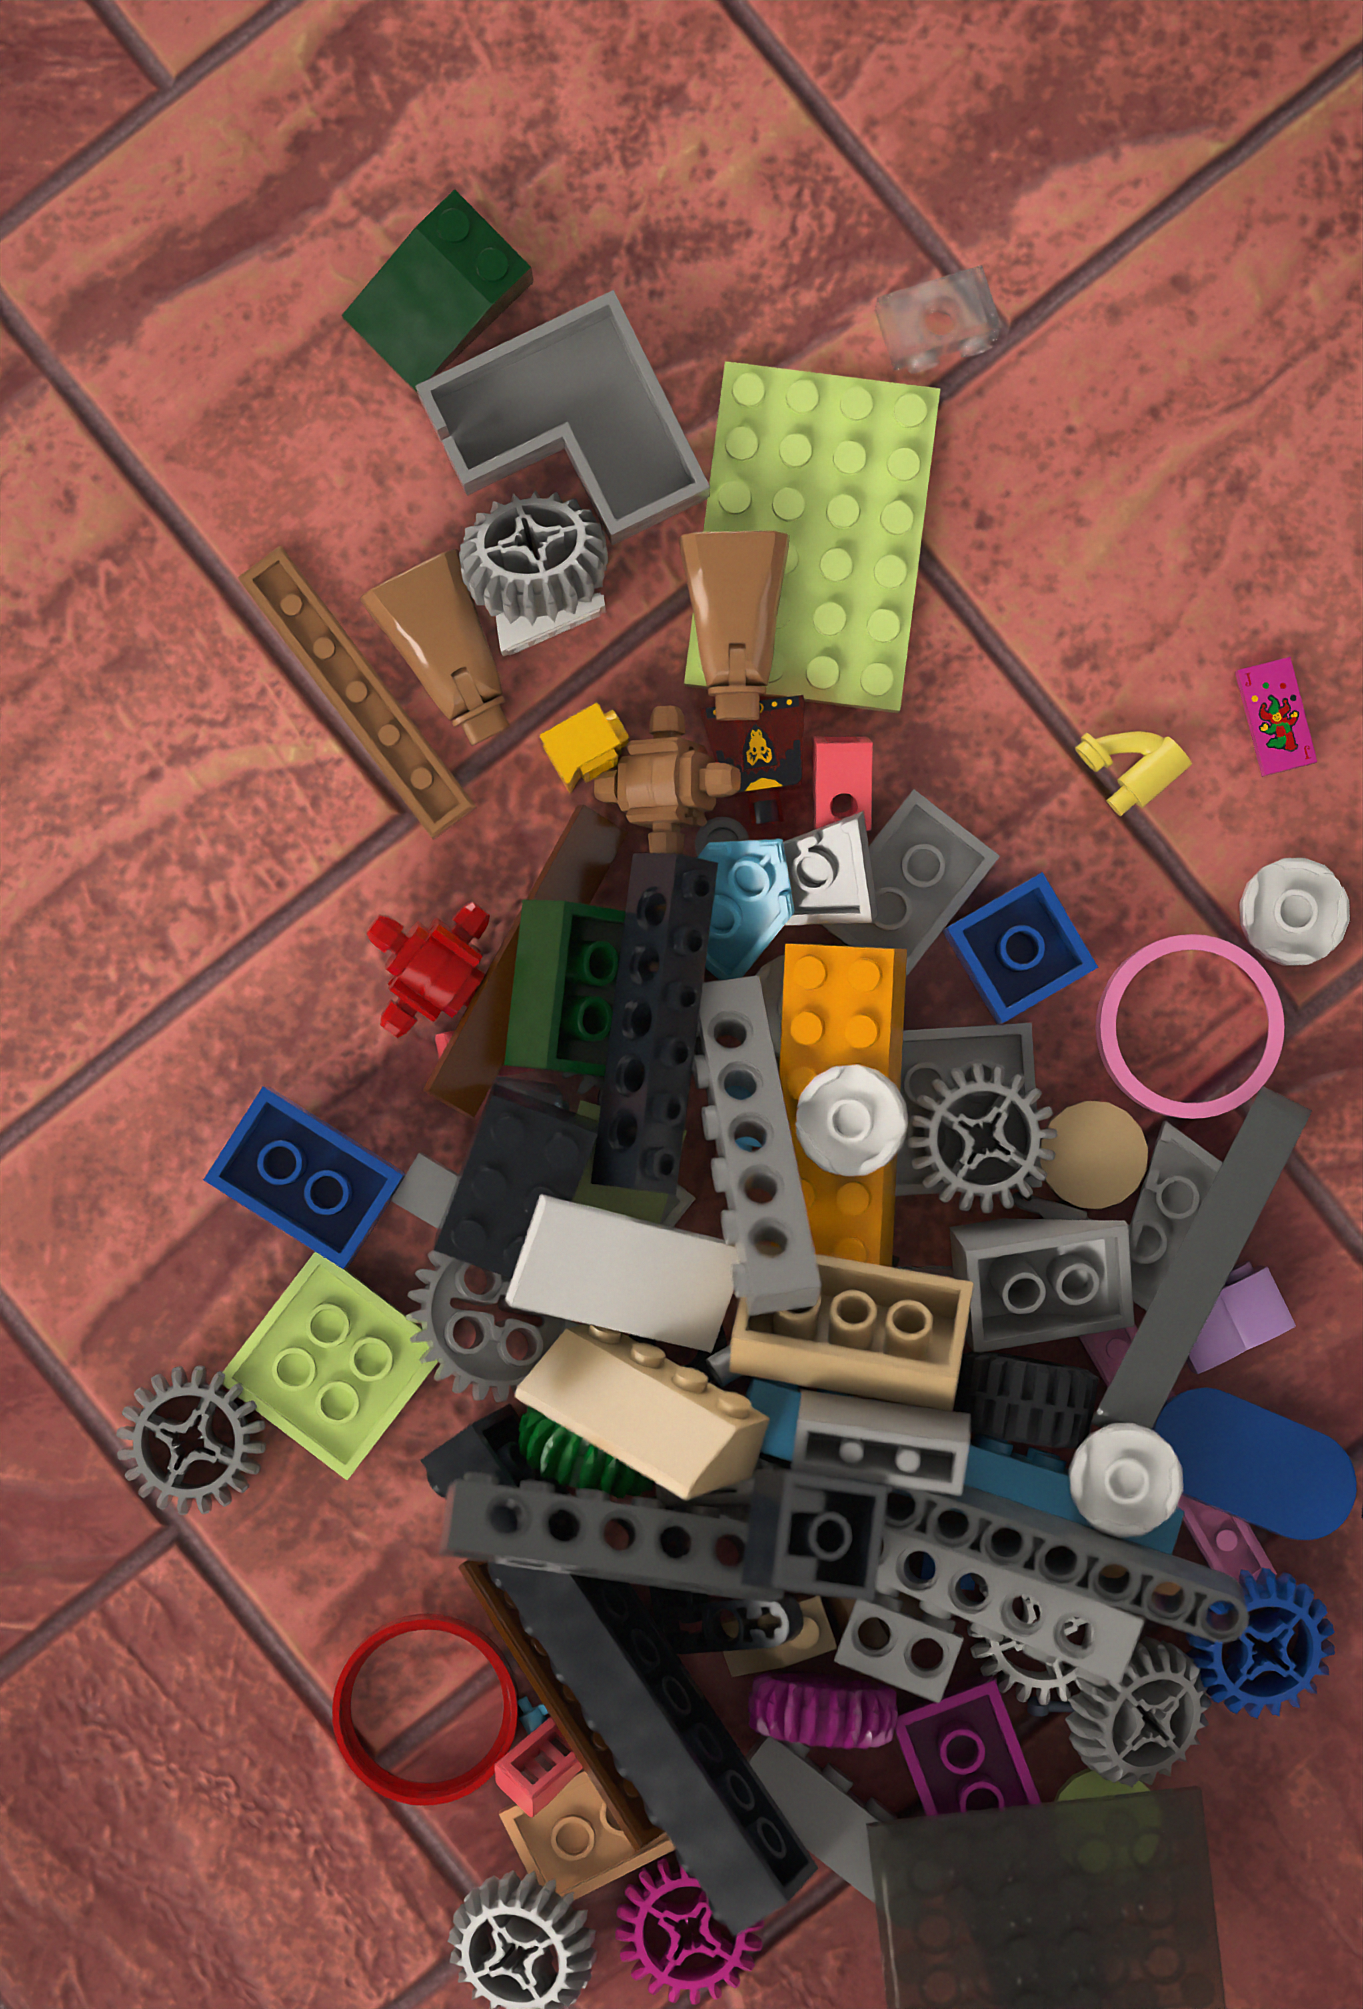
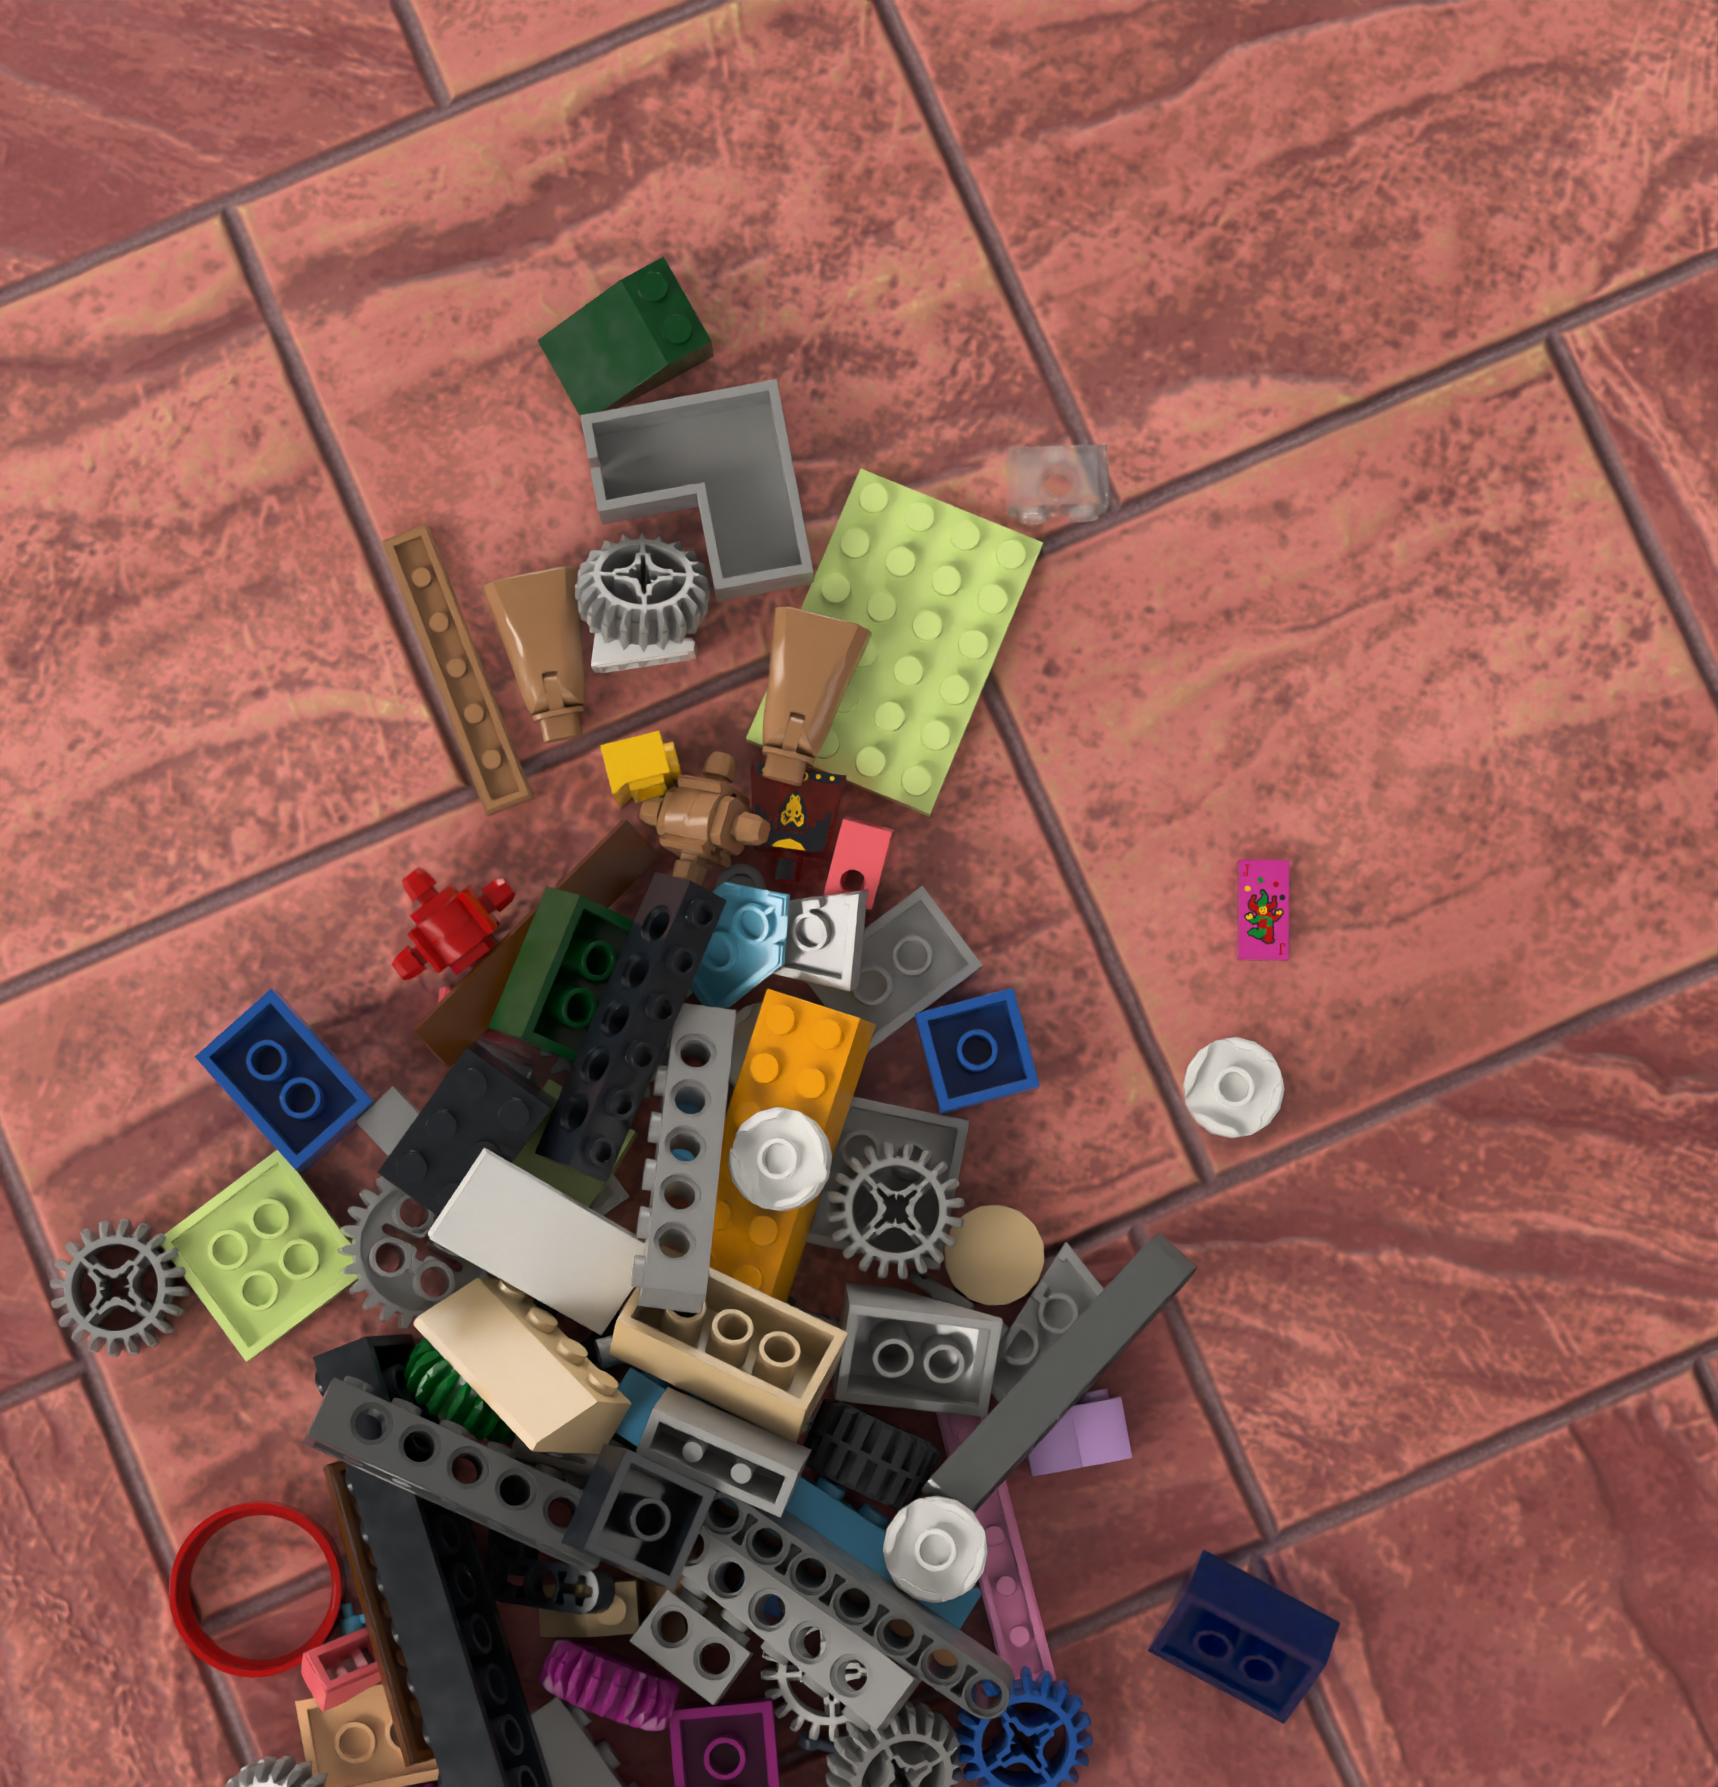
camera: 25 degrees right, 5 degrees down
(1111, 1053) = (1059, 1220): bright pink piece -> none
(1148, 777) = (1134, 932): light yellow plant -> none
(1258, 1464) = (1063, 1574): blue tile -> none

